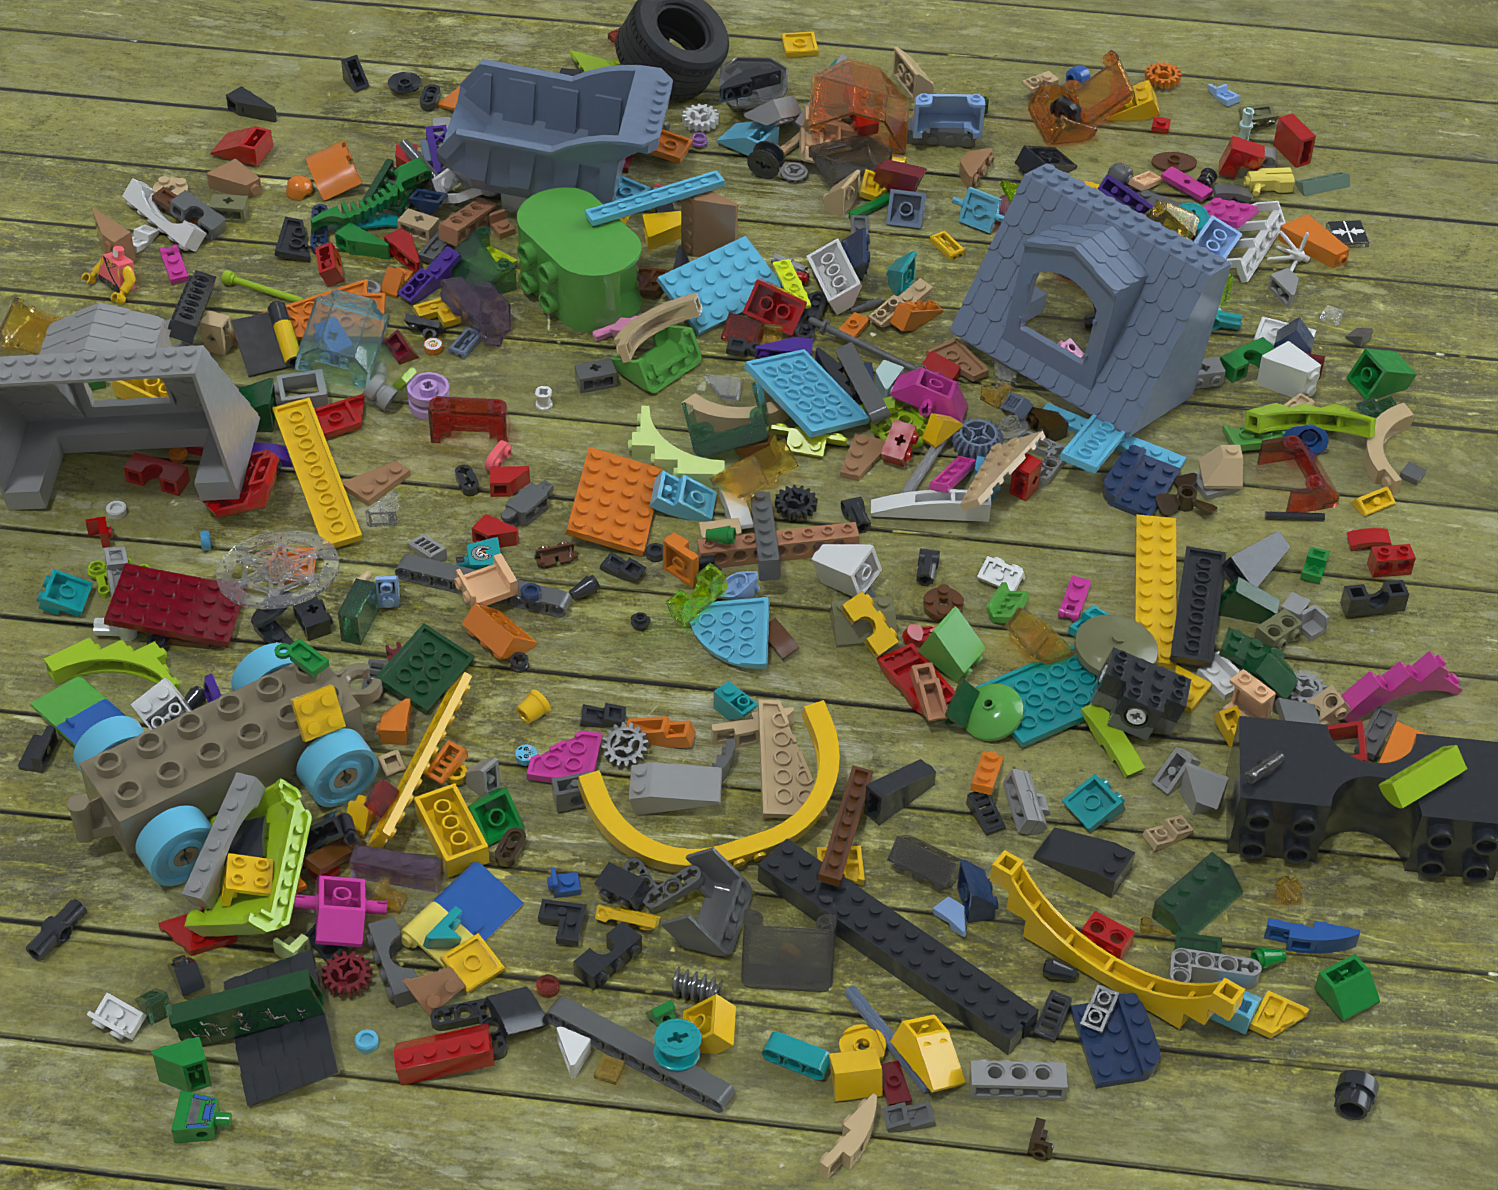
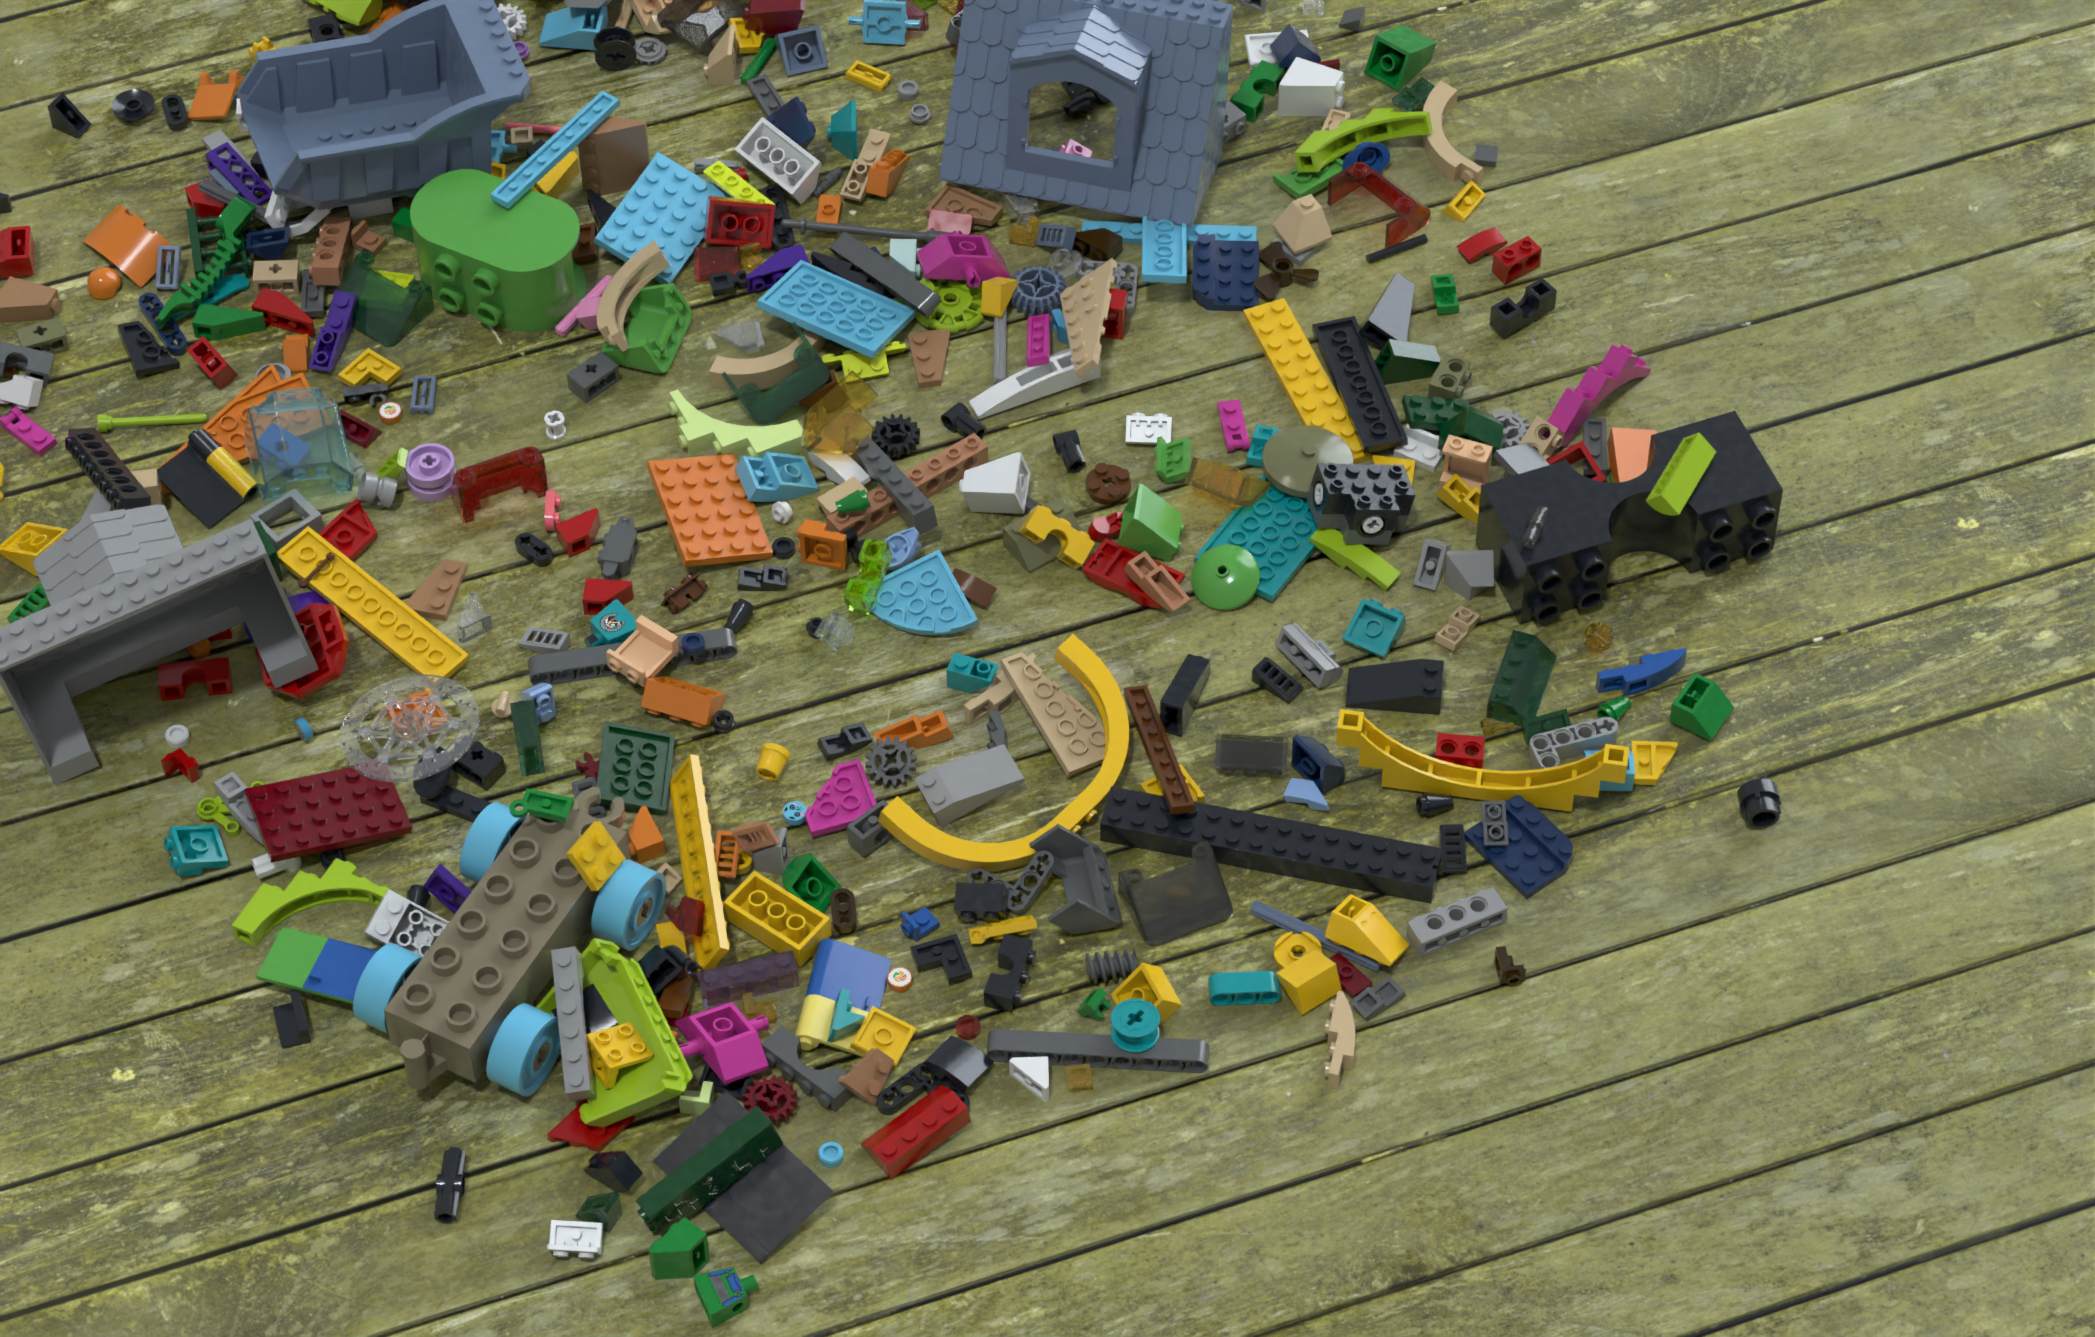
camera: 25 degrees left, 5 degrees up
(277, 435) = (303, 583): none -> reddish brown hinge
(351, 192) = (176, 274): none -> sand blue tile
(470, 755) = (755, 836): none -> nougat slope
(480, 305) = (418, 346): clear purple slope -> none
(519, 922) = (899, 979): none -> tile
(649, 628) = (835, 631): none -> clear brick
(670, 524) = (781, 512): none -> white plate
(900, 433) = (964, 314): brick -> none
(961, 705) = (1195, 583): dark green panel -> none
(966, 282) = (919, 113): none -> light grey plate
(971, 264) = (908, 90): none -> light grey tile
(987, 773) = (1257, 641): orange plate -> none
(1296, 604) = (1452, 344): light grey brick -> none
(1314, 622) = (1479, 355): light grey panel -> none

